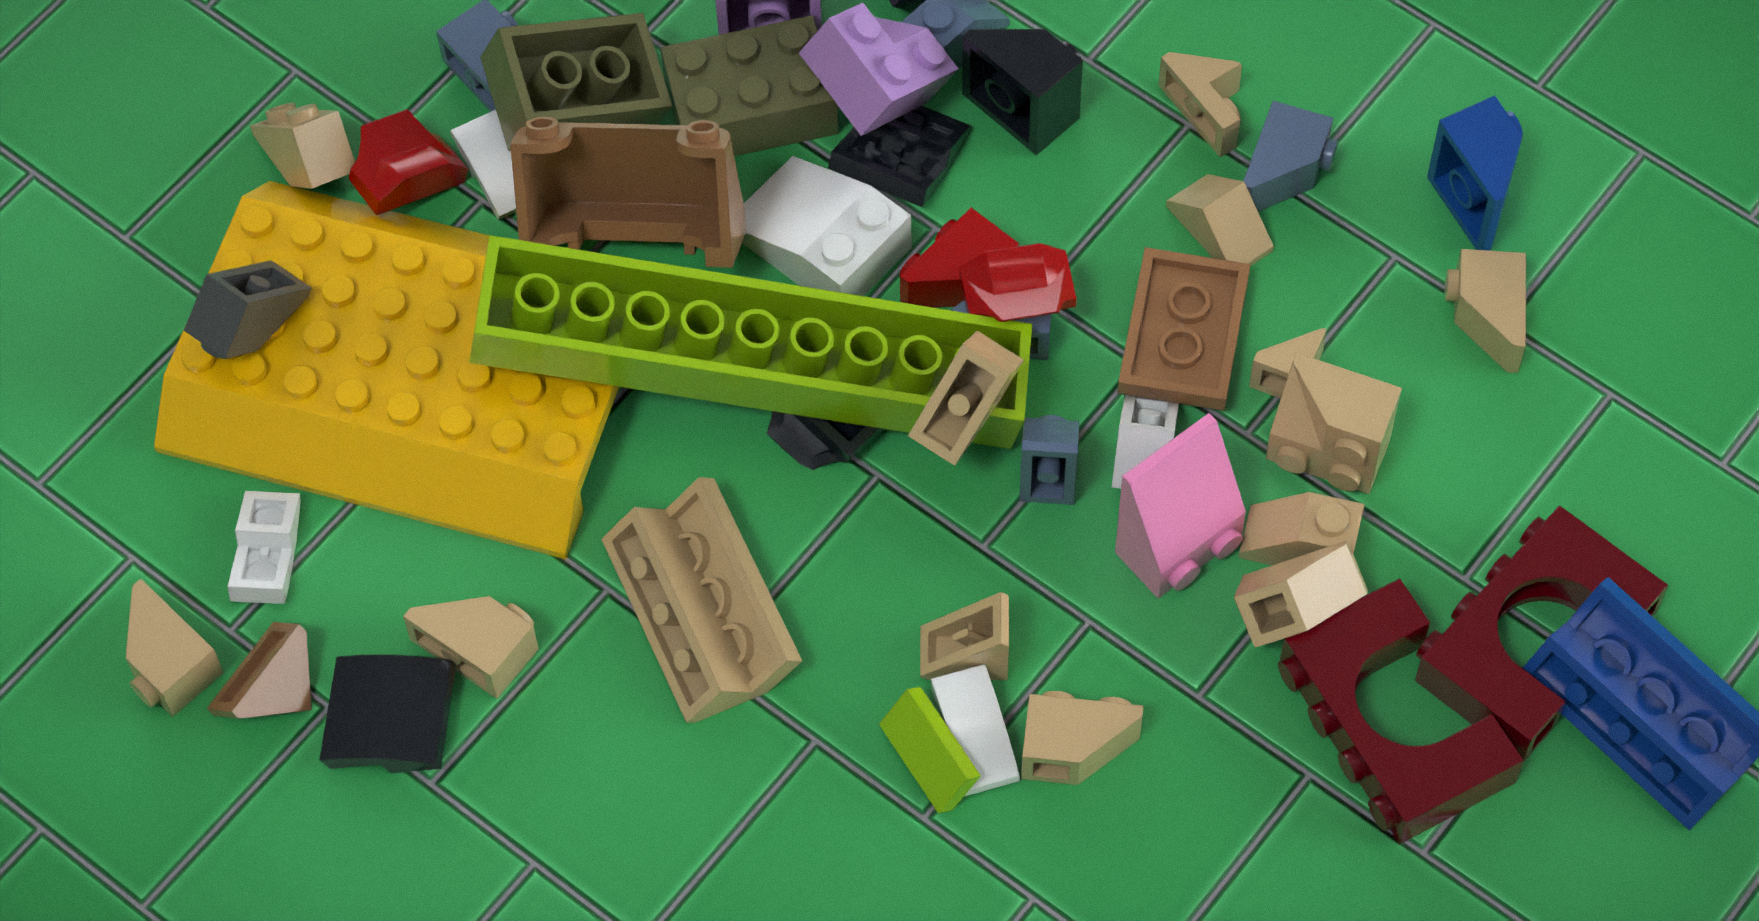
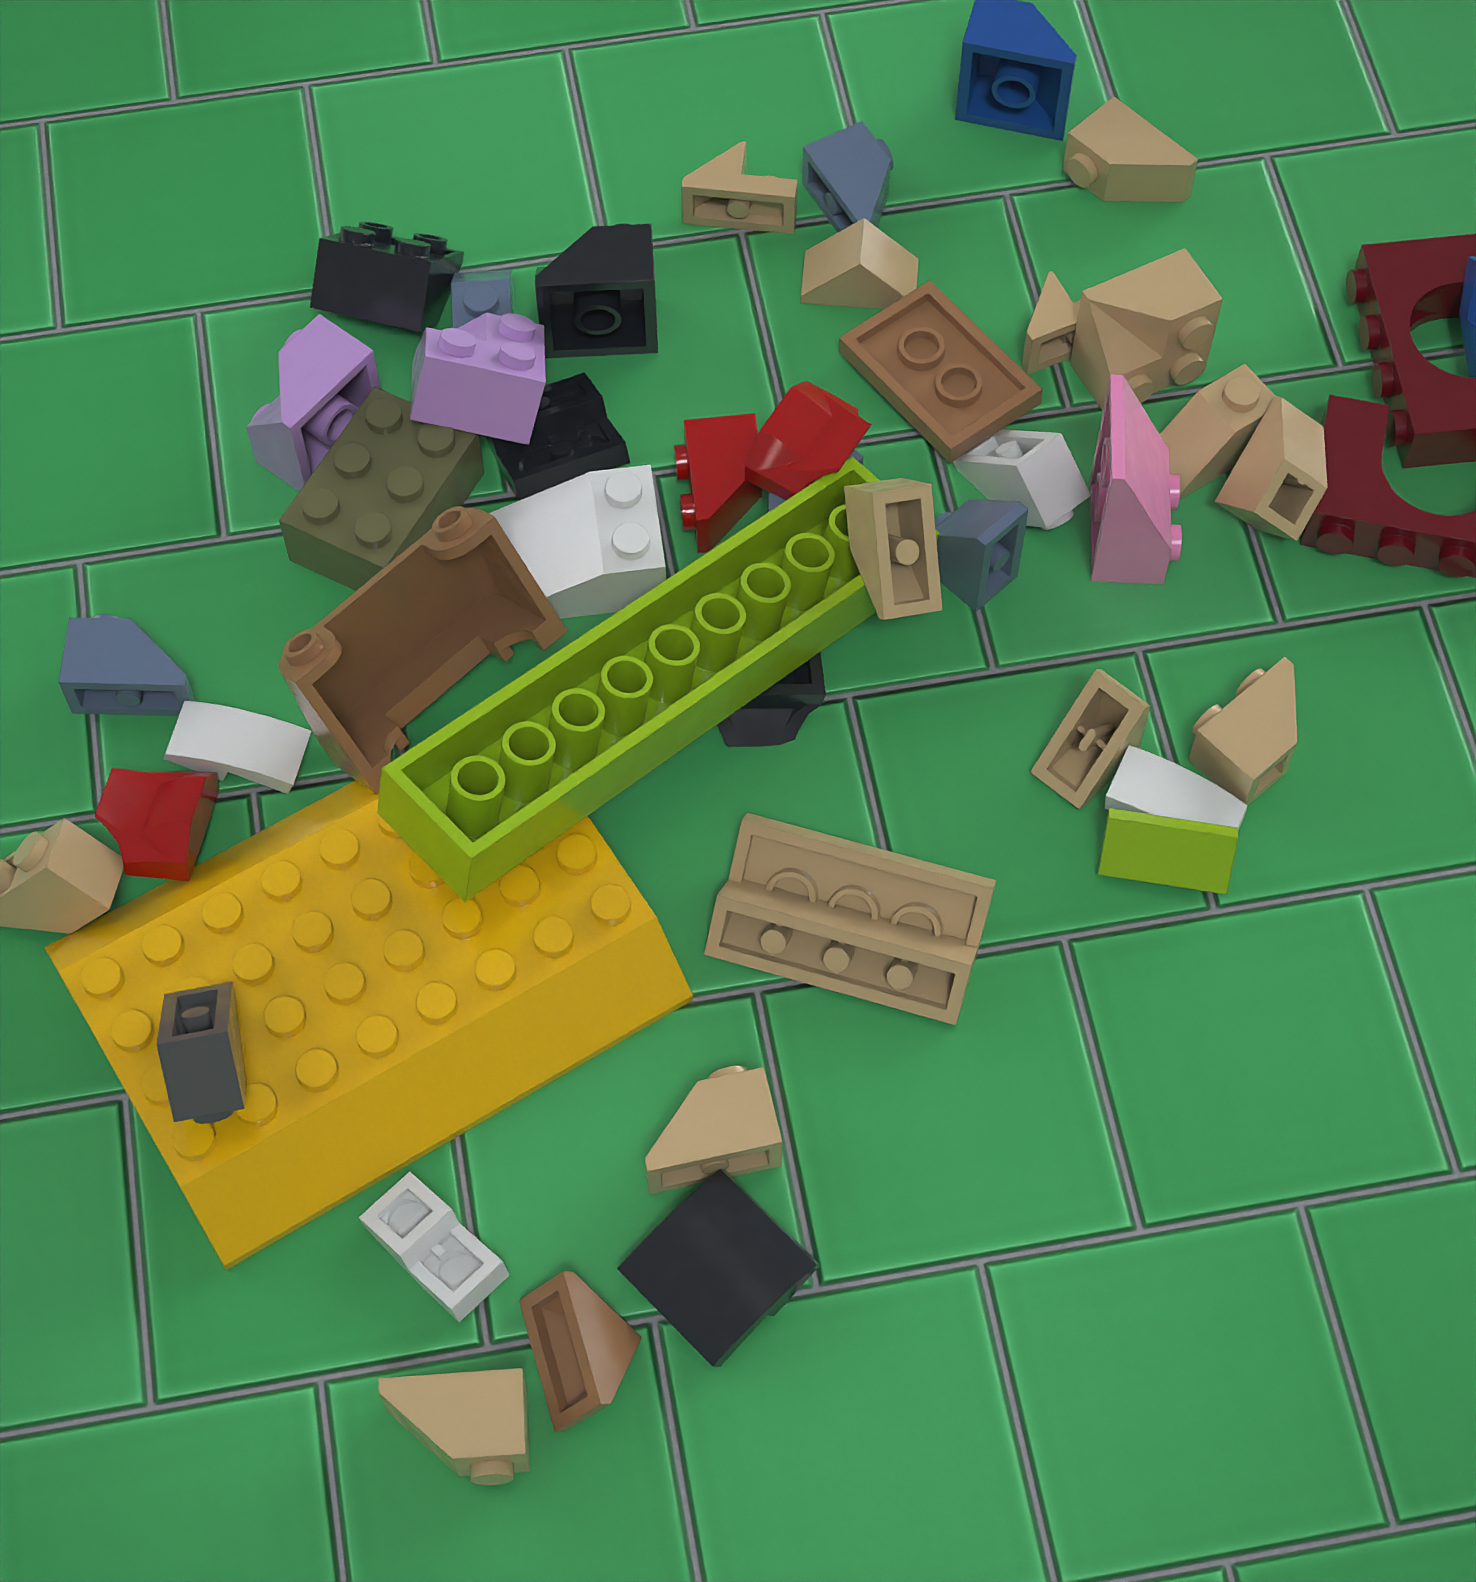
camera: 50 degrees left, 0 degrees up
(576, 73) = (237, 607): olive brick -> none

